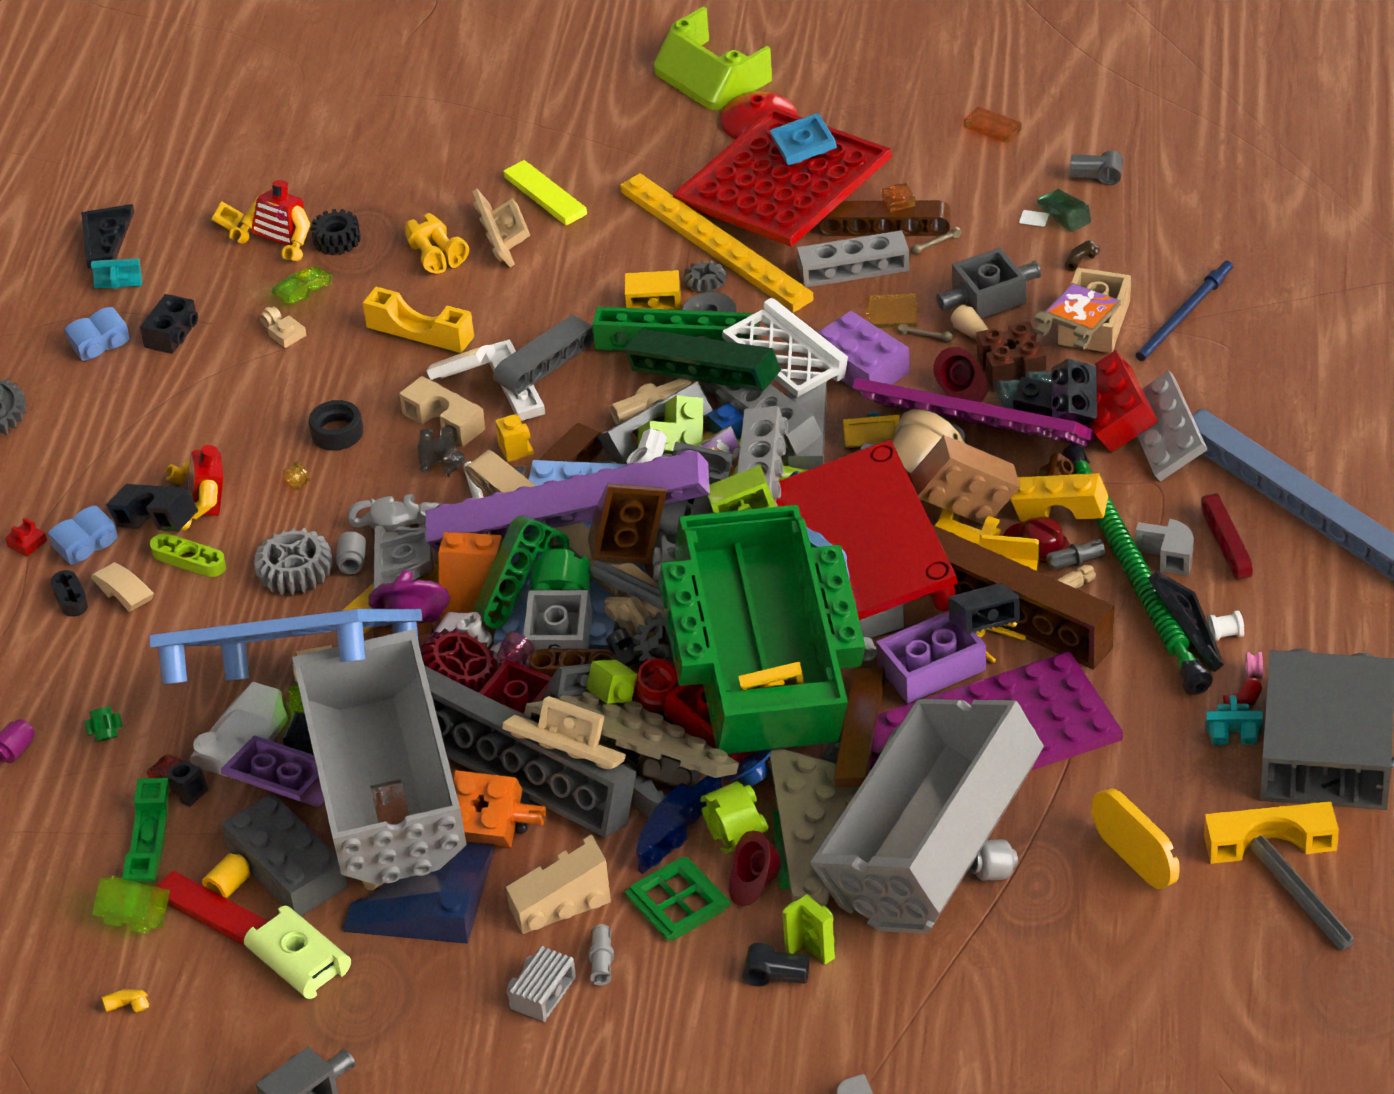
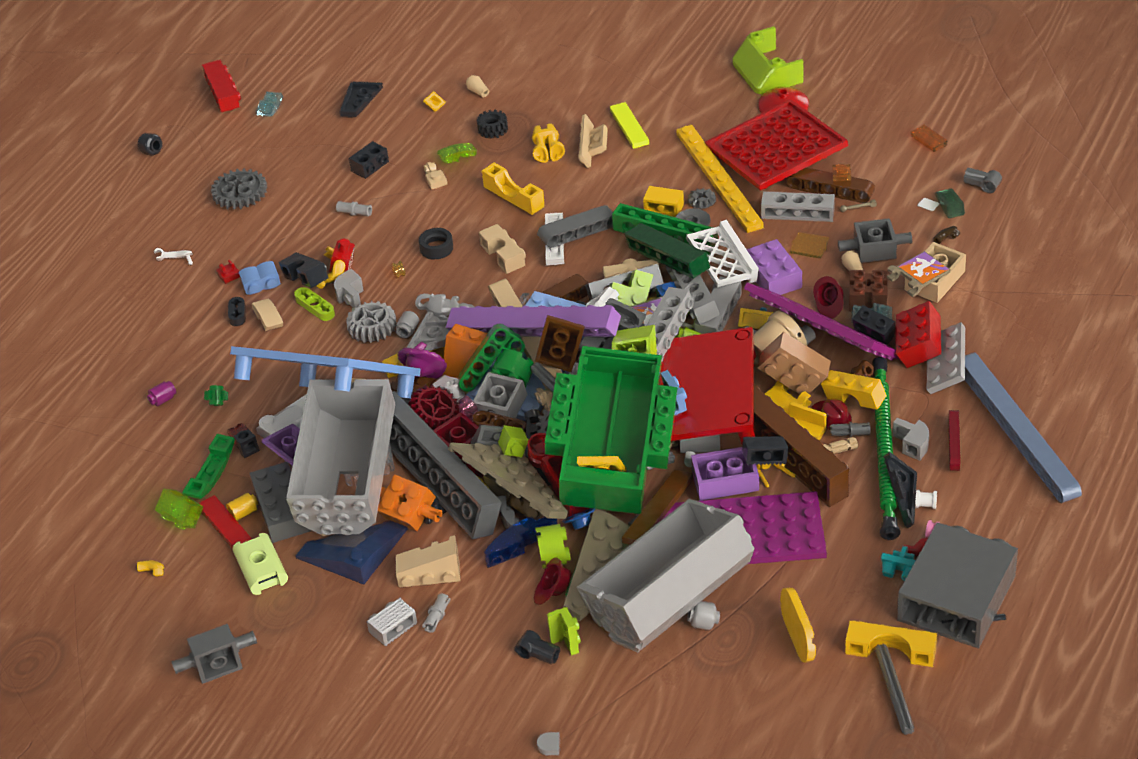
camera: 20 degrees right, 0 degrees up
(97, 333) = (325, 157): medium blue brick -> none
(116, 273) = (354, 123): teal hips -> none
(180, 400) = (354, 208): none -> light grey pin
(234, 520) = (348, 287): none -> light grey brick
(276, 218) = (460, 108): torso -> none
(295, 184) = (477, 86): none -> tan cone
(439, 450) = (488, 272): clear smoke animal -> none
(461, 362) = (525, 220): white slope -> none
(513, 438) = (536, 275): yellow brick -> none
(567, 729) = (467, 466): tan bracket -> none
(655, 913) = (517, 583): green piece -> none
(803, 139) = (795, 123): dark azure plate -> none
(903, 329) = (810, 258): dark tan hinge -> none
(1074, 391) = (893, 325): black brick -> none
(1211, 282) = (1024, 270): dark blue bar -> none

